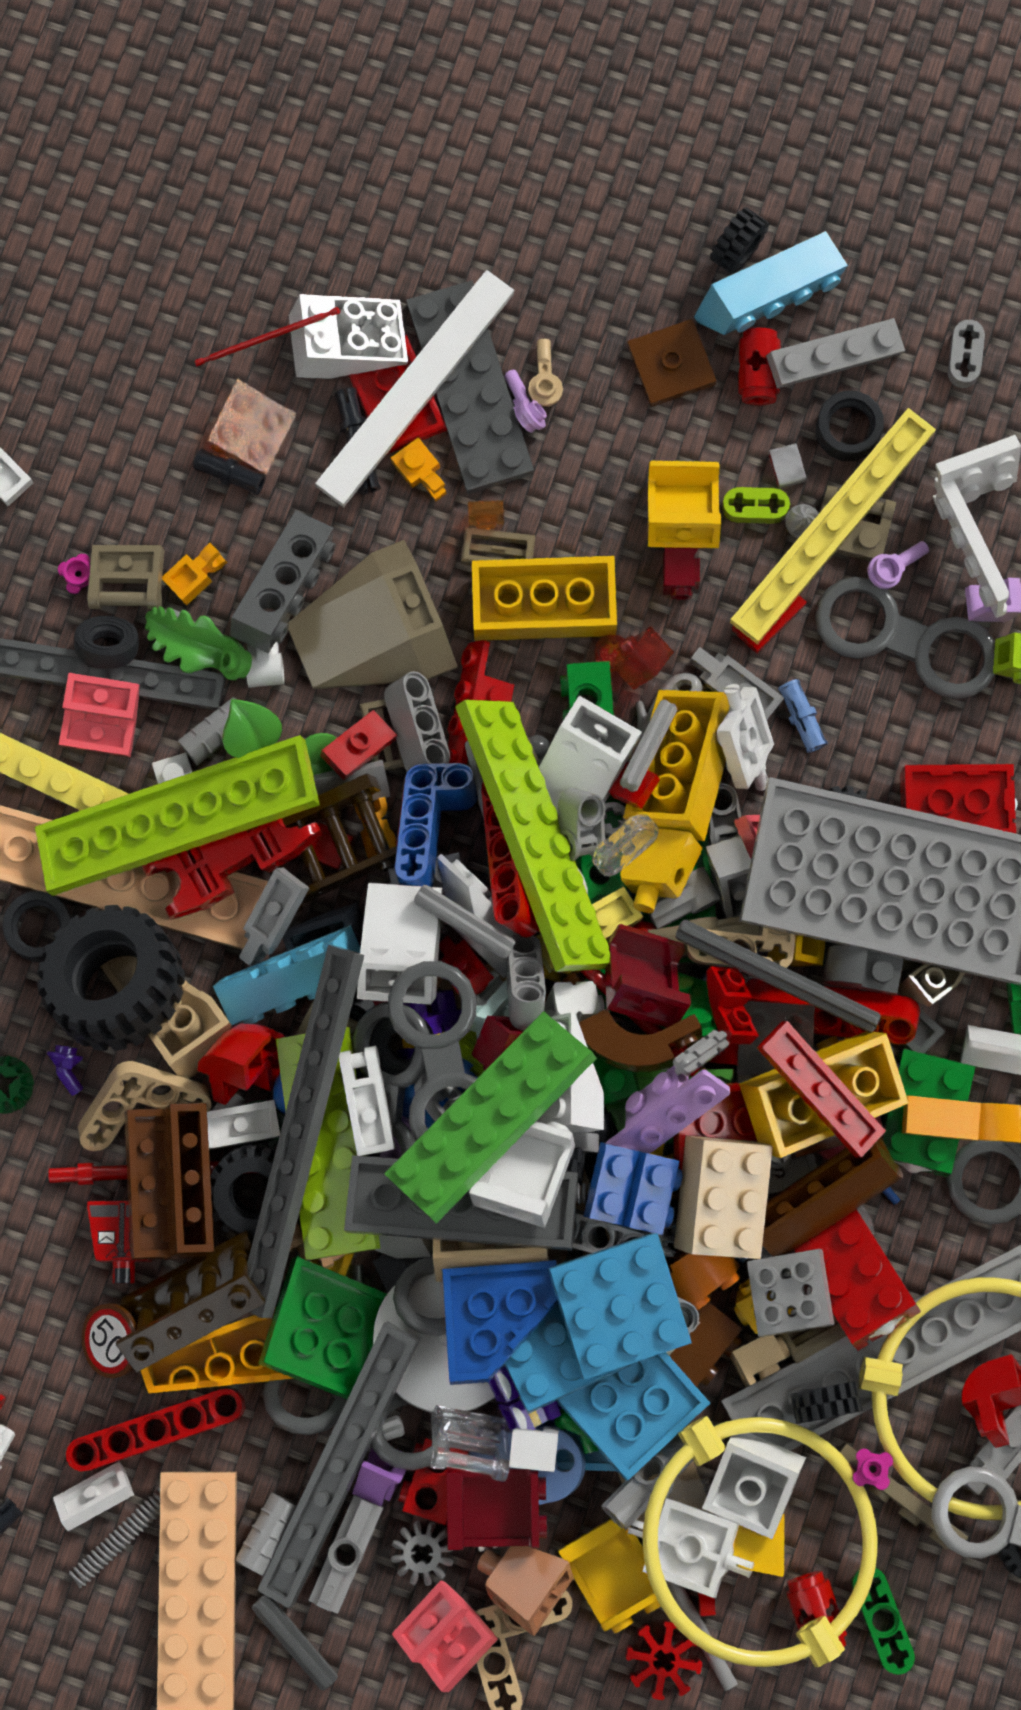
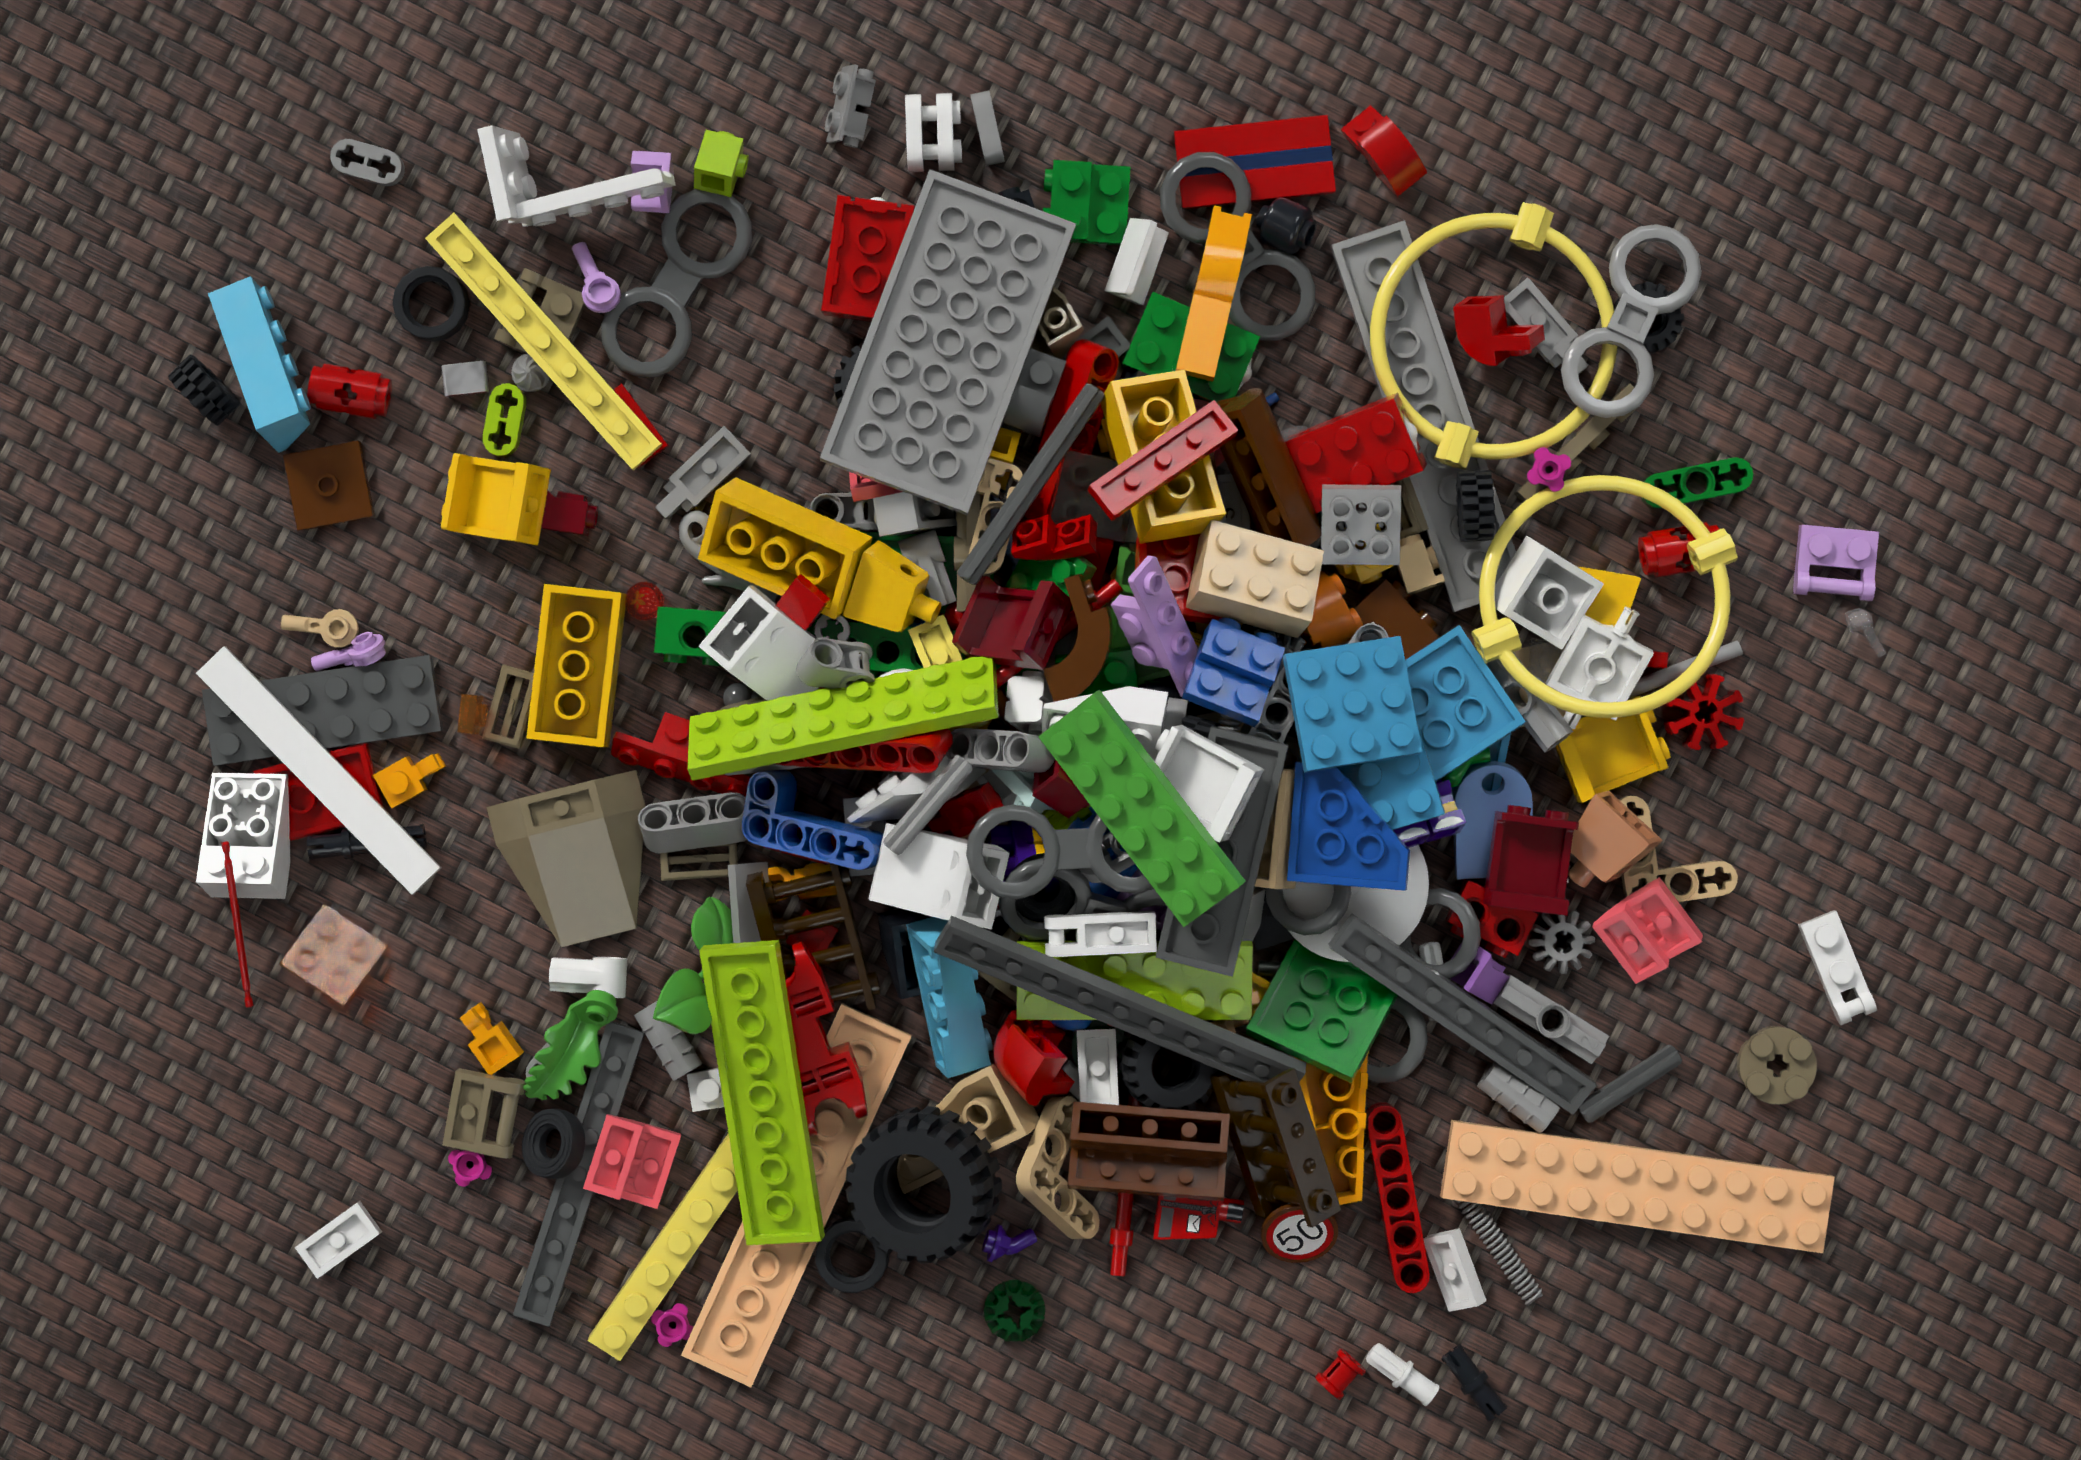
camera: 90 degrees left, 10 degrees up
(229, 471) = (380, 985): black pin -> none
(272, 915) = (882, 1005): light grey hinge -> none
(300, 537) = (467, 918): dark grey brick -> none
(358, 745) = (709, 888): red plate -> none
(470, 1433) = (1452, 875): clear plate -> none
(534, 1449) = (1479, 812): white panel -> none
(625, 844) = (867, 622): clear plate -> none
(641, 657) = (658, 571): clear red brick -> none
(648, 745) = (763, 580): light grey axle -> none
(700, 1053) = (1104, 579): light grey axle -> none
(745, 738) = (766, 474): white plate -> none
(802, 716) = (745, 408): medium blue pin -> none
(835, 353) = (348, 305): light grey plate -> none

